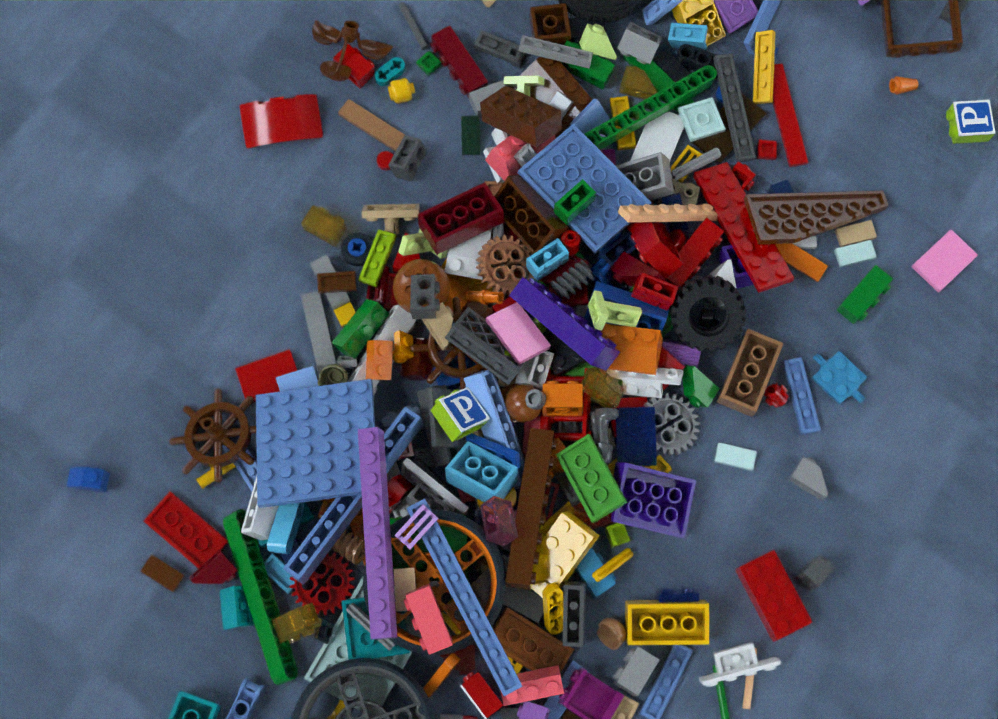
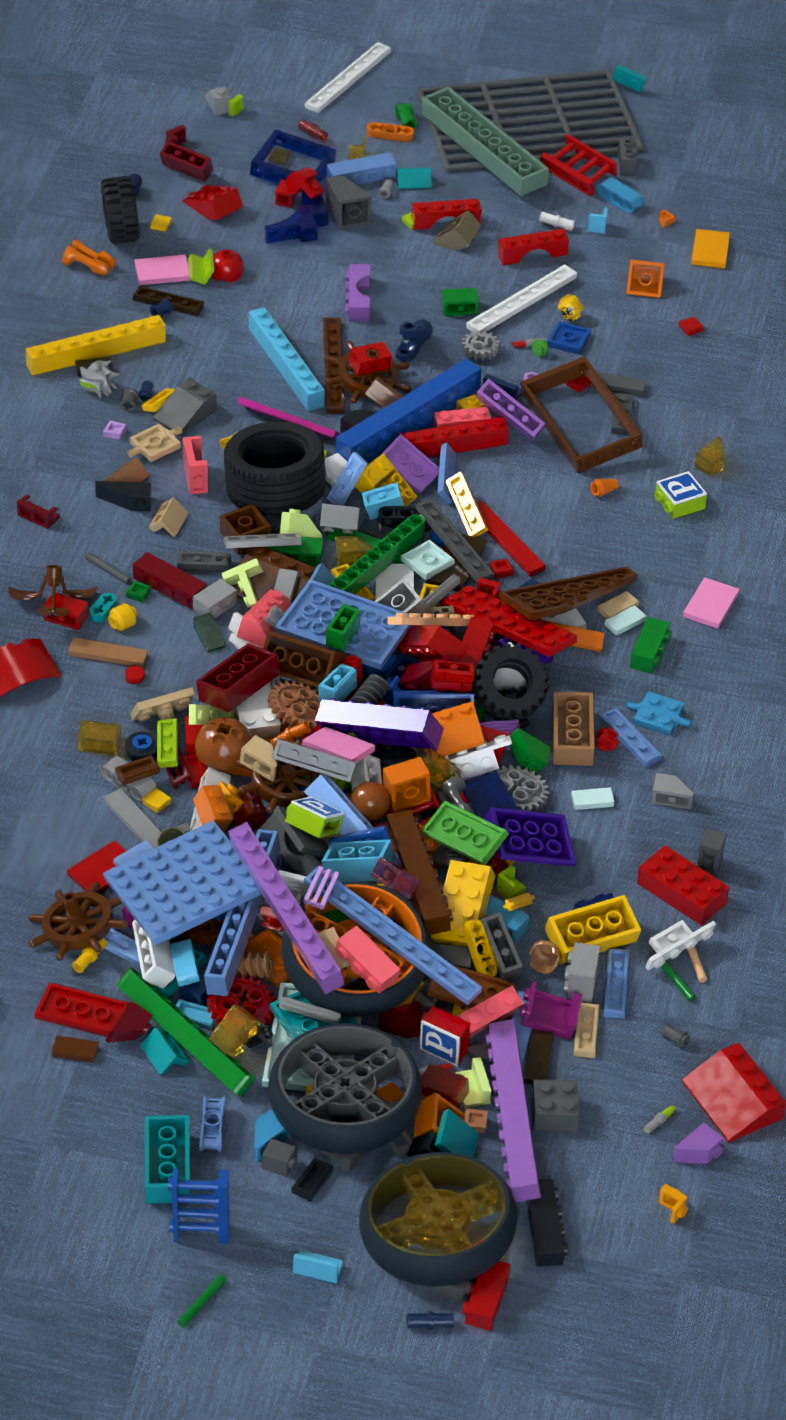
camera: 20 degrees left, 30 degrees down
(360, 328) = (178, 800): green brick -> none
(407, 158) = (157, 662): dark grey brick -> none
(424, 296) = (237, 731): dark grey brick -> none
(441, 674) = (400, 1021): orange beam -> none
(521, 116) = (256, 587): reddish brown brick -> none
(535, 399) = (382, 781): dark grey tile -> none
(610, 312) = (430, 699): yellowish green bracket -> none

